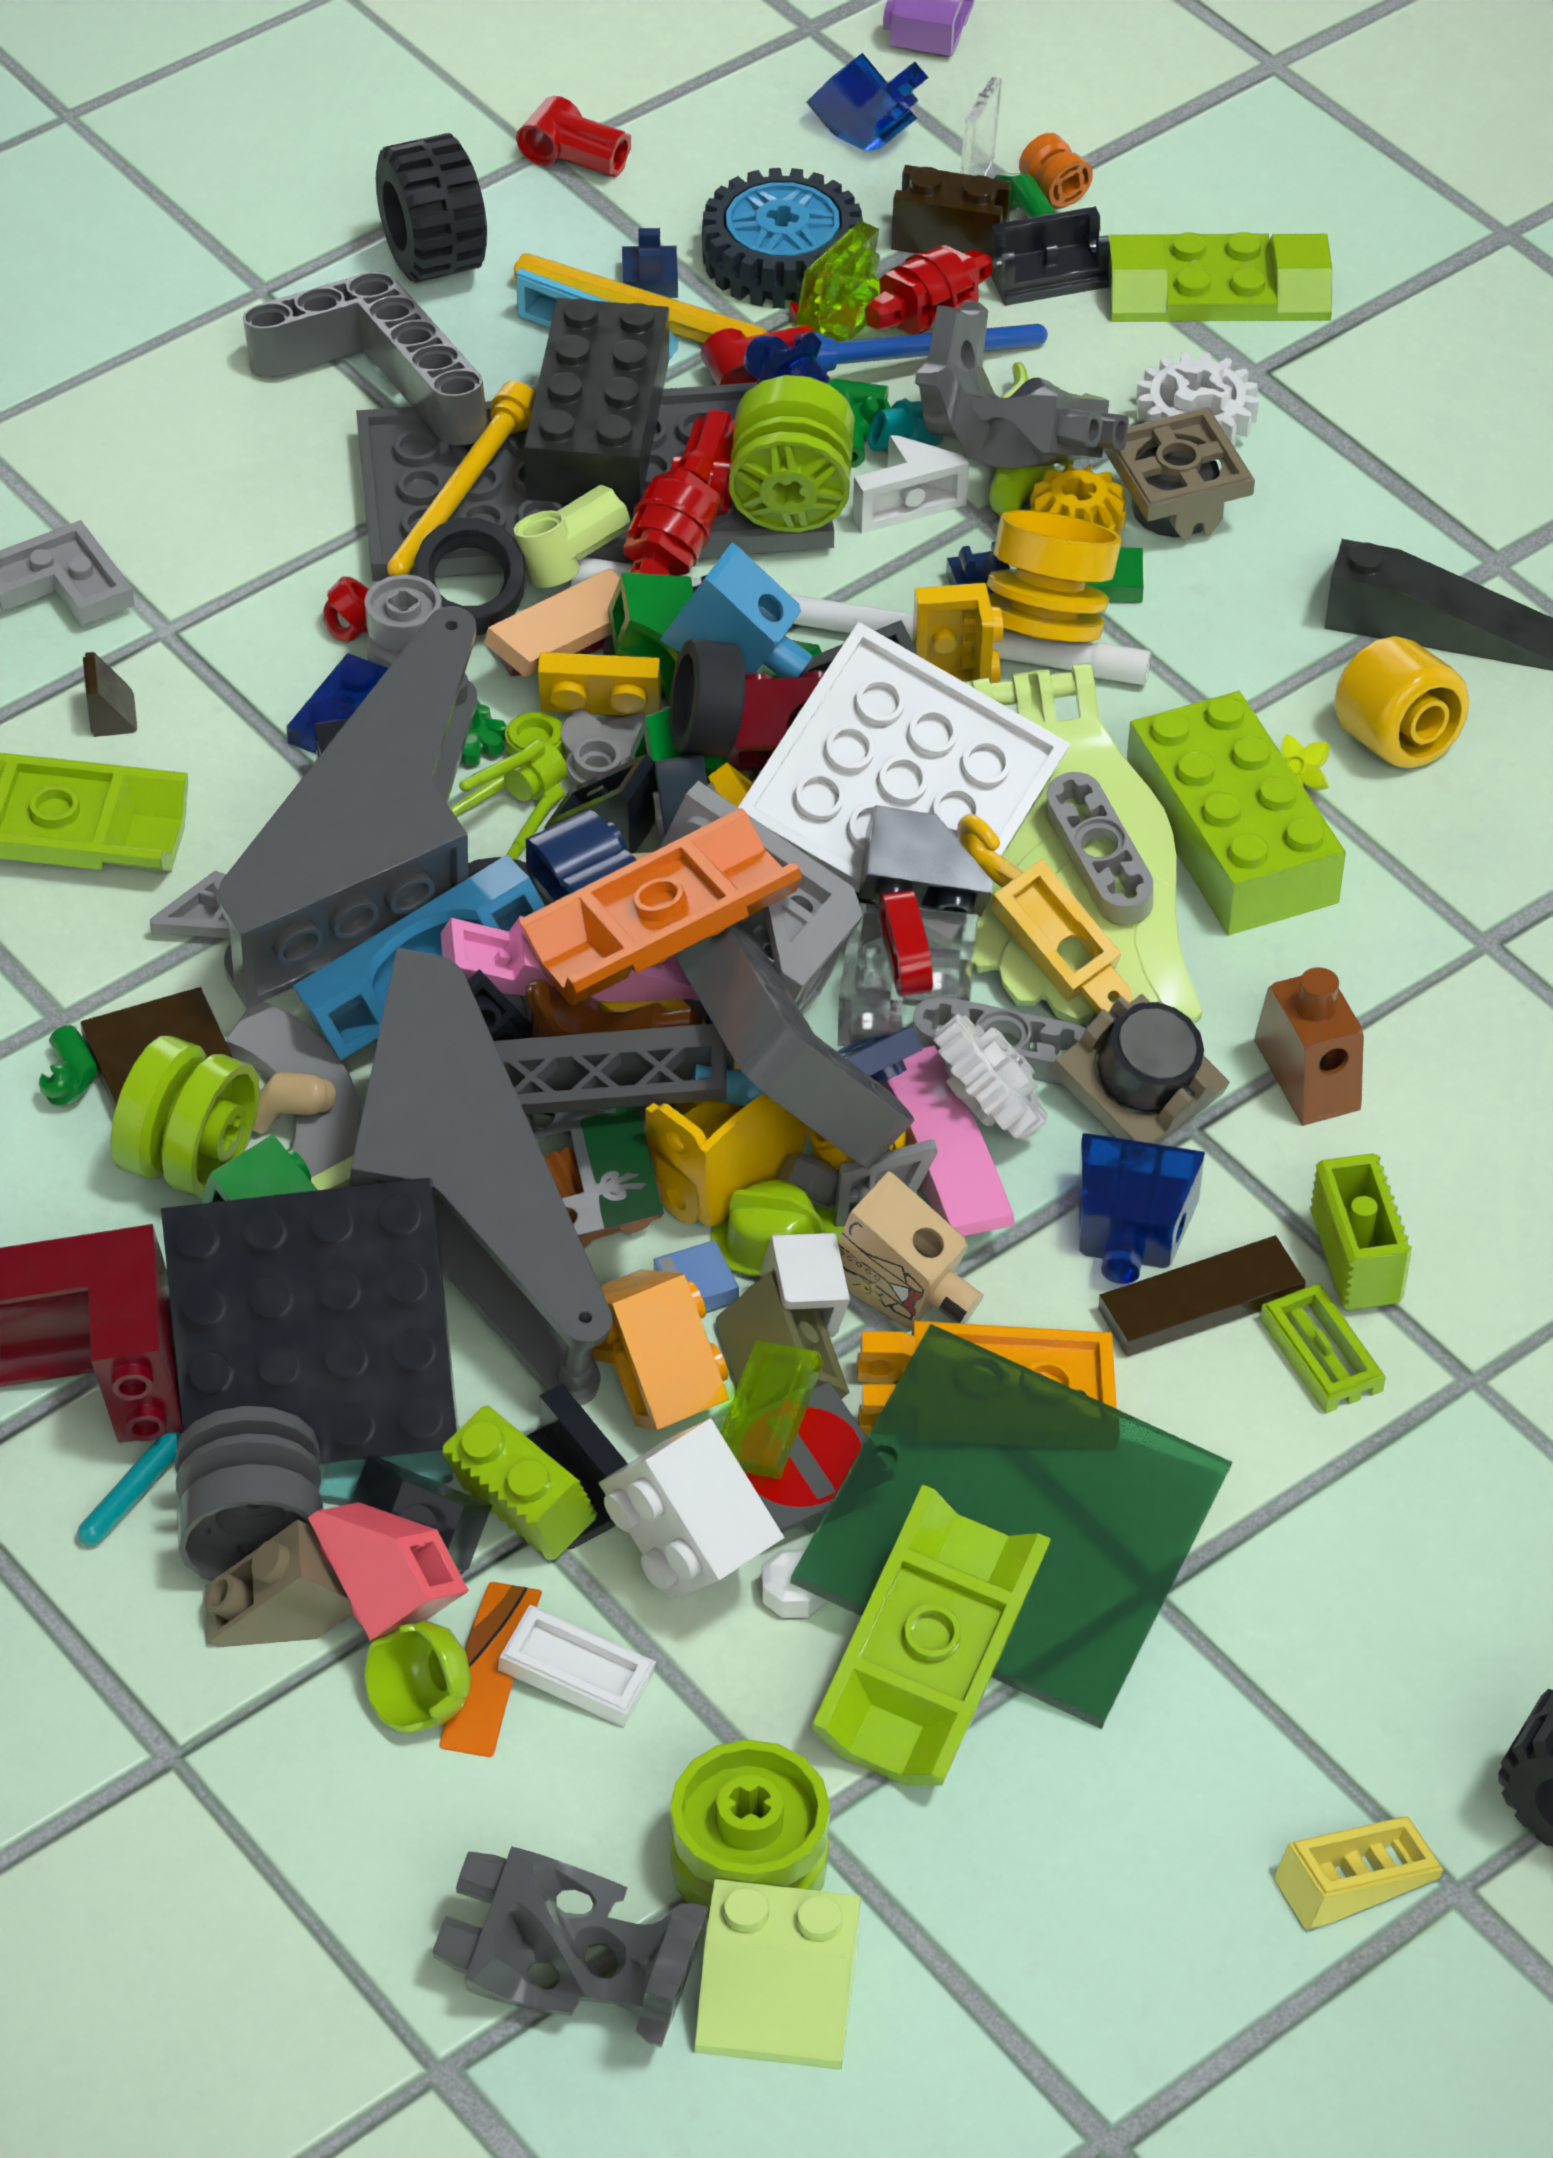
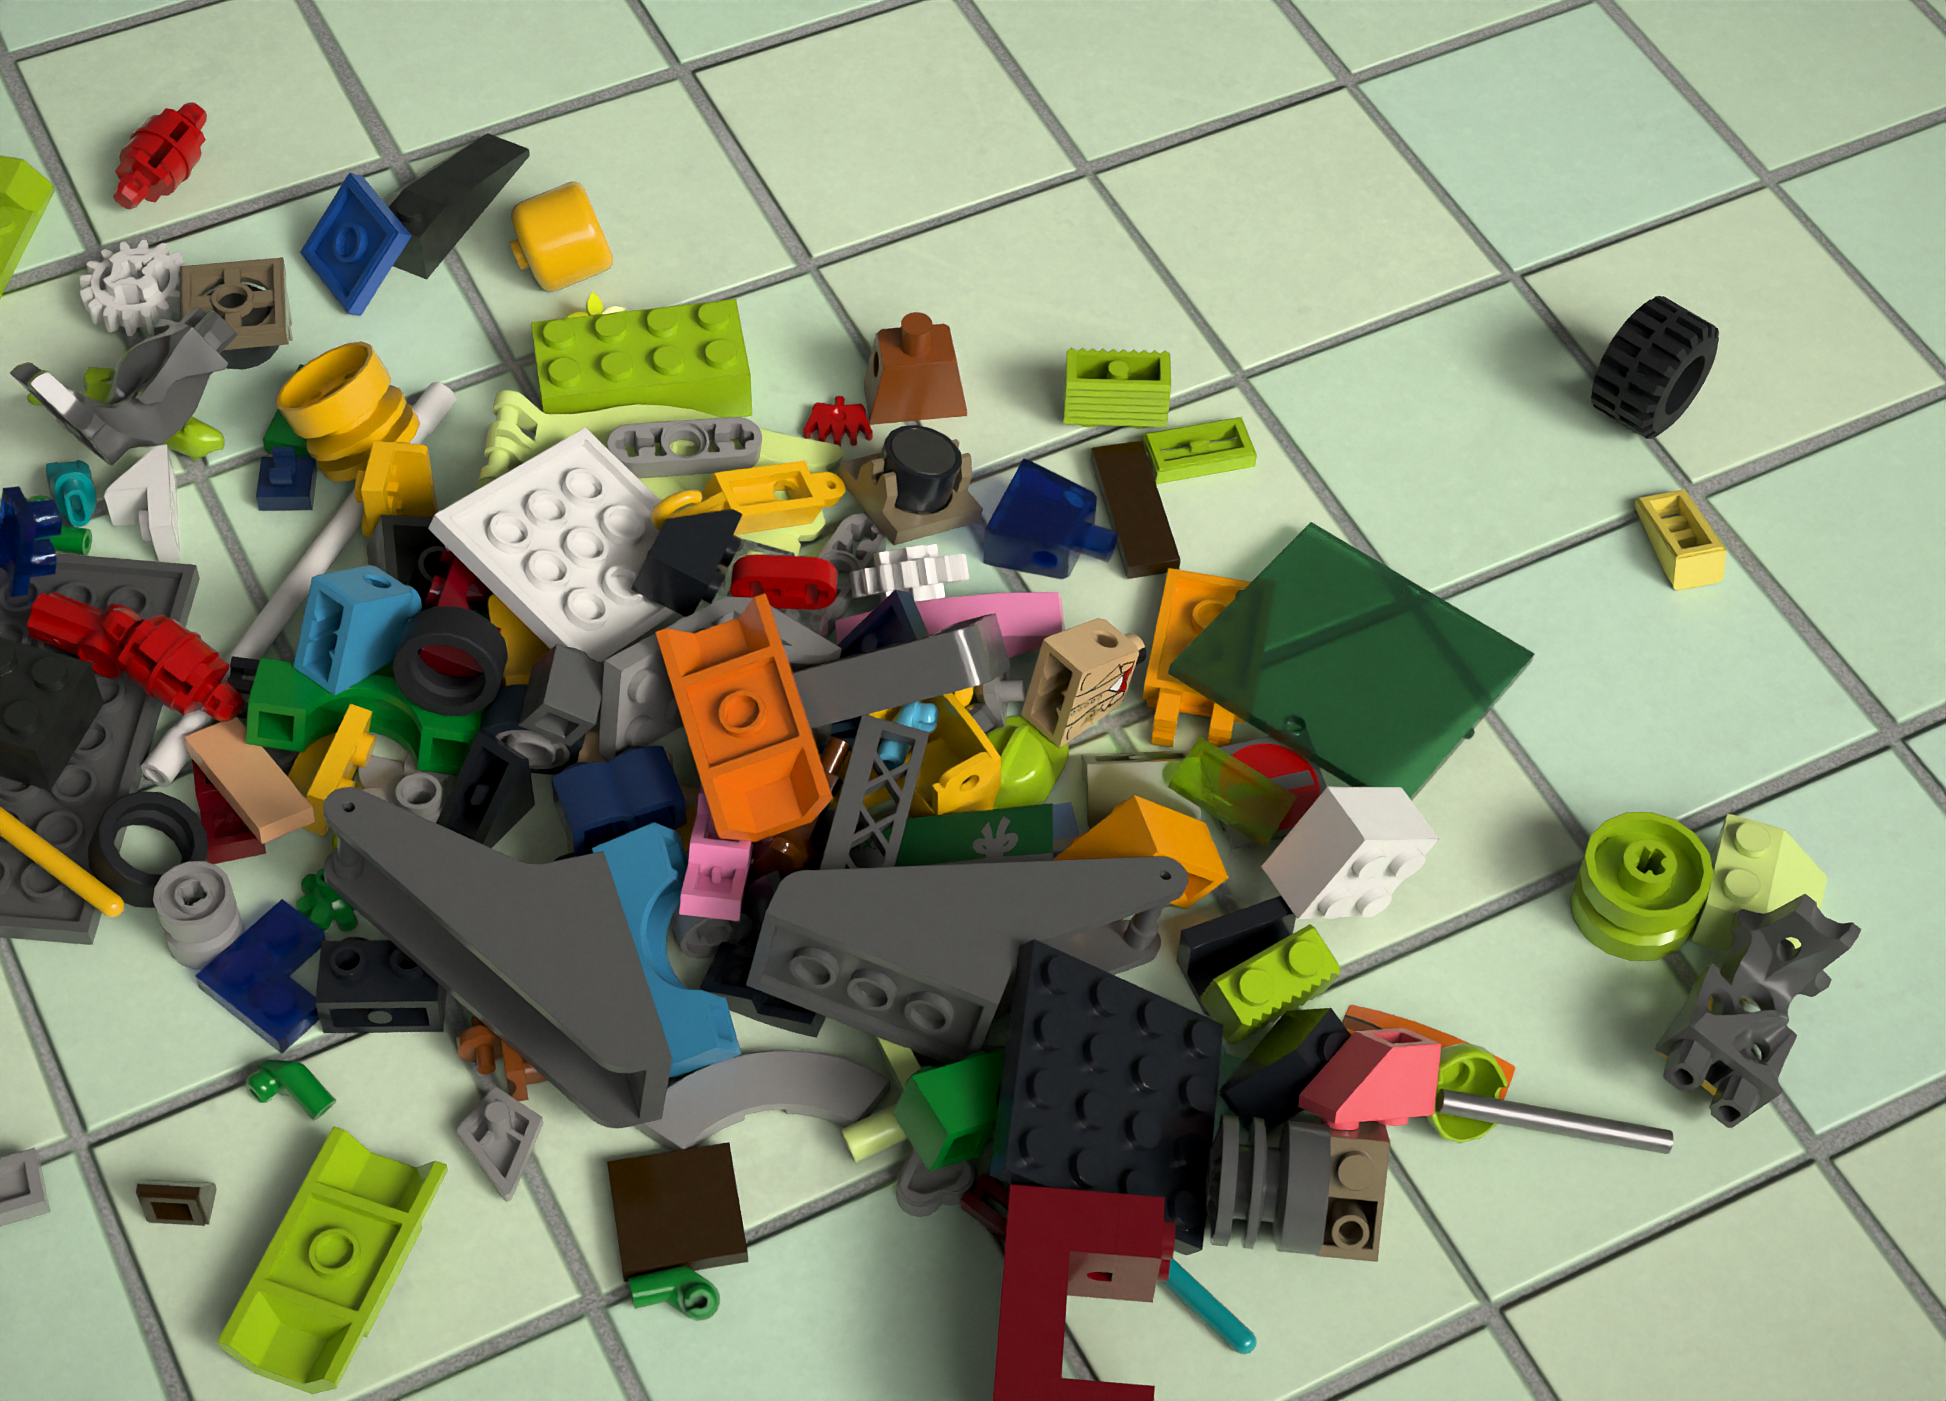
camera: 80 degrees left, 5 degrees up
(183, 1114) = (808, 1177): lime wheel -> none
(245, 742) = (290, 1079): none -> green arm
(293, 1094) = (779, 1101): tan arm -> none
(348, 600) = (132, 957): red tile -> none
(399, 1774) = (1554, 1121): none -> flat silver bar
(558, 539) = (136, 749): yellowish green piece -> none
(576, 1665) = (1444, 985): white tile -> none
(674, 773) = (563, 695): none -> dark grey brick
(791, 454) = (128, 551): lime wheel -> none
(809, 1274) = (1087, 736): white panel -> none
(927, 1643) = (1481, 725): lime piece -> none
(1081, 496) = (240, 395): yellow gear -> none
(1236, 1007) = (838, 420): none -> red piece
(1313, 537) = (355, 244): none -> blue tile
(1391, 369) = (160, 155): none -> red piece

